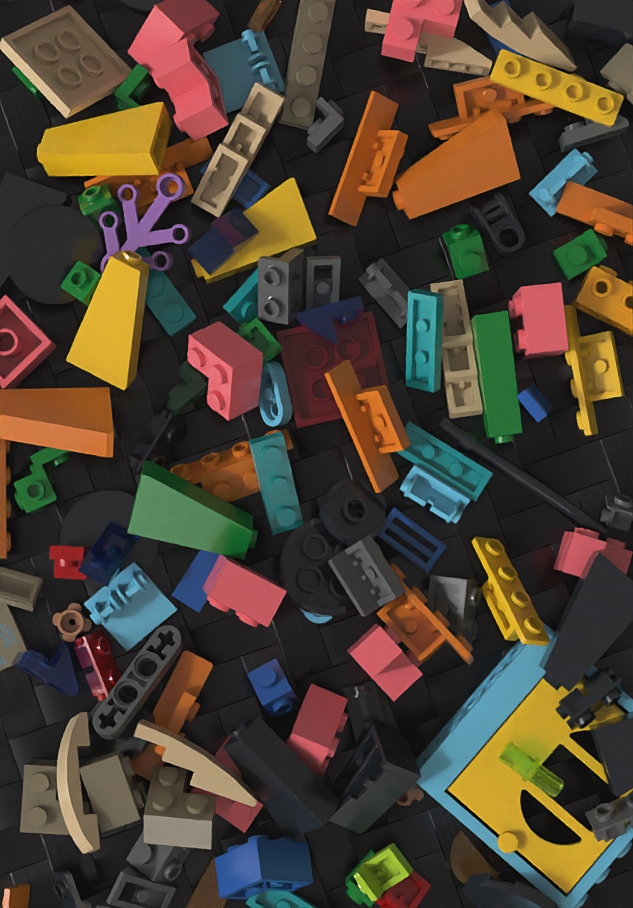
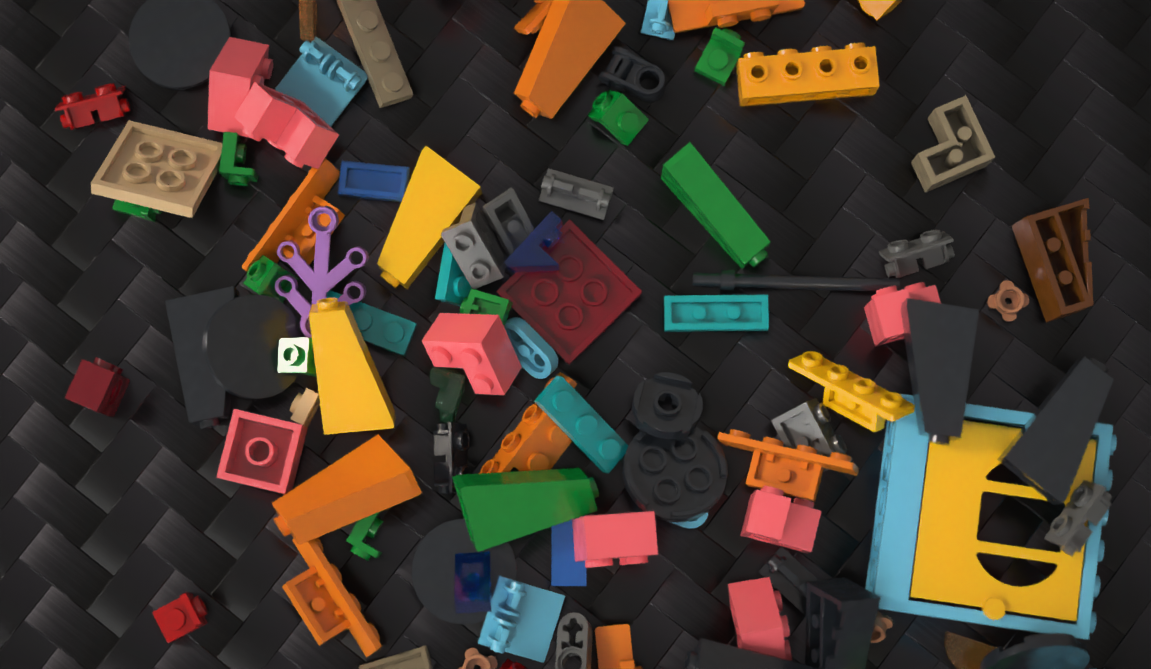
camera: 35 degrees left, 5 degrees down
(34, 492) = (370, 570): green bracket -> none
(64, 328) = (305, 407): none -> tan plate
(68, 560) = (440, 612): red bracket -> none
(109, 144) = (242, 219): yellow slope -> none
(223, 240) = (398, 240): clear blue slope -> none
(238, 149) = (361, 152): tan slope -> none
(273, 688) = (697, 611): blue bracket -> none
(323, 131) = (424, 90): dark grey bracket -> none
(366, 576) = (715, 454): dark grey bracket -> none
(371, 160) = (484, 88): orange bracket -> none
(371, 423) = (633, 317): orange bracket -> none
(424, 340) = (632, 215): teal plate -> none
(427, 488) = (719, 344): medium azure hinge -> none
(433, 556) = (763, 402): blue tile -> none
(458, 355) = (664, 206): tan slope -> none
(531, 769) = (972, 530): clear neon green axle -> none
(534, 402) = (764, 208): blue tile -> none
(539, 321) = (723, 135): coral brick -> none
(594, 370) = (796, 146): yellow bracket -> none
(602, 692) = (989, 421): black hinge -> none

